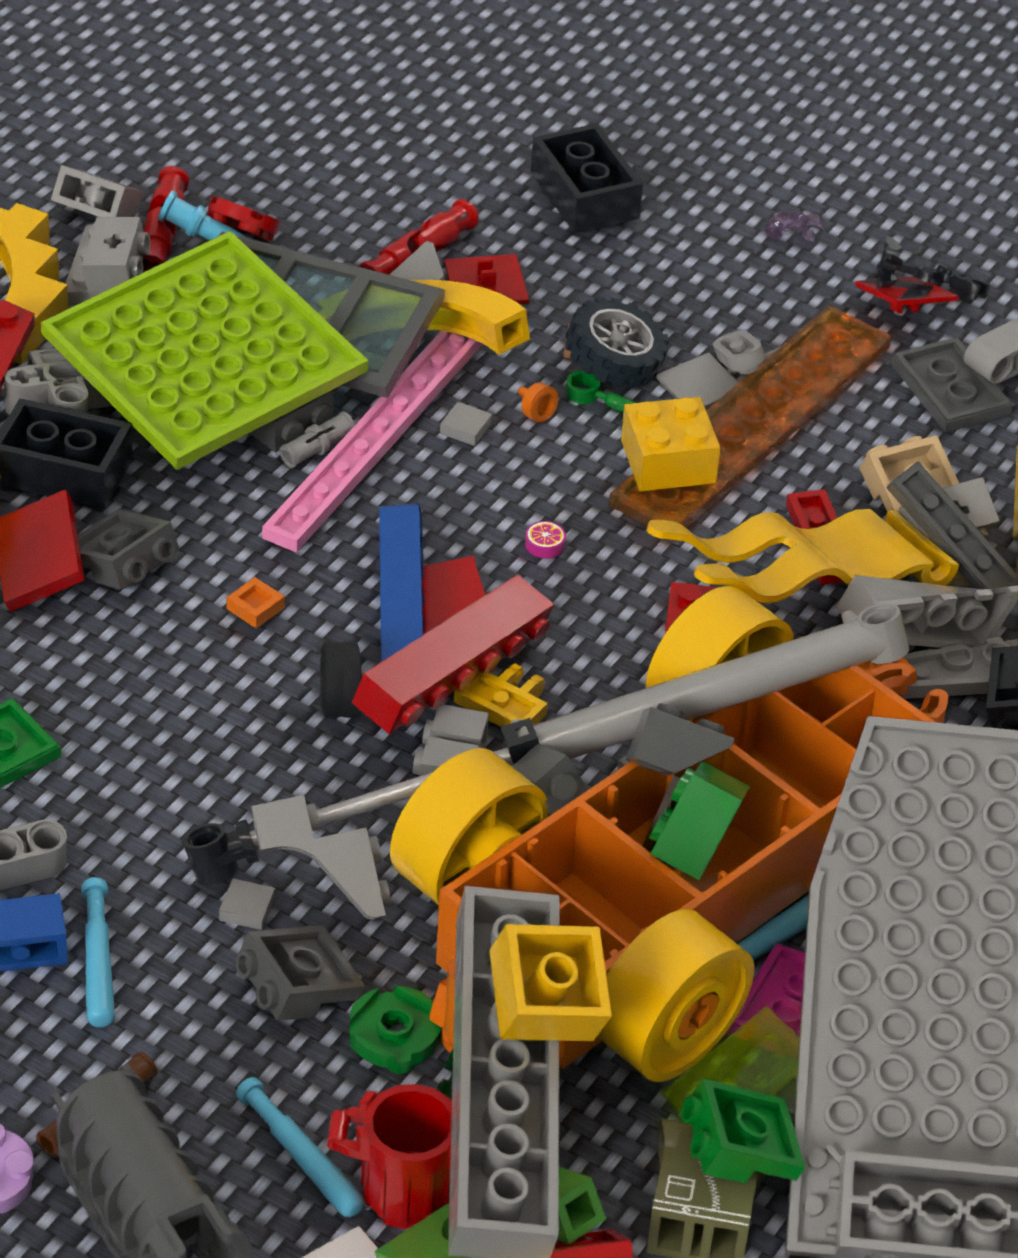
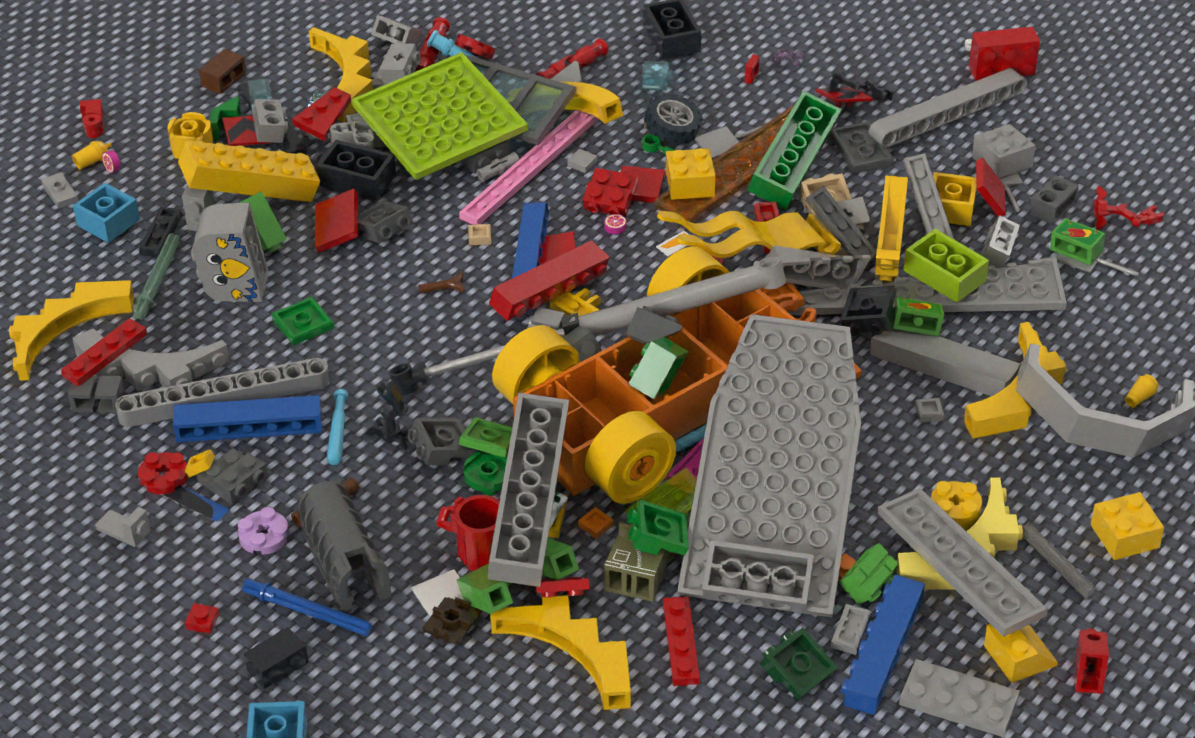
camera: 10 degrees right, 0 degrees up
(200, 955) = (390, 430): none -> black piece
(247, 904) = (421, 406): light grey tile -> none
(255, 602) = (449, 251): orange plate -> none
(269, 662) = (452, 283): none -> reddish brown piece
(303, 567) = (479, 234): none -> tan tile
(315, 1164) = (434, 536): medium azure piece -> none
(339, 678) = (485, 286): black tyre -> none
(344, 856) = (472, 381): light grey arch -> none
(388, 960) = (487, 437): none -> bright green tile
(494, 273) = (613, 80): red piece -> none
(528, 481) = (609, 192): none -> red plate
(538, 401) = (624, 150): orange tile -> none
(550, 982) = (553, 441): yellow brick -> none
(572, 264) = (656, 76): none -> clear light blue brick
(576, 463) = (648, 184): none -> red tile
(609, 1119) = (595, 523): none -> orange tile
(658, 571) = (671, 245): none -> white sticker
(737, 248) = (752, 69): none -> red tile
(739, 352) = (741, 126): light grey plate -> none
(845, 395) = (794, 150): none -> green brick

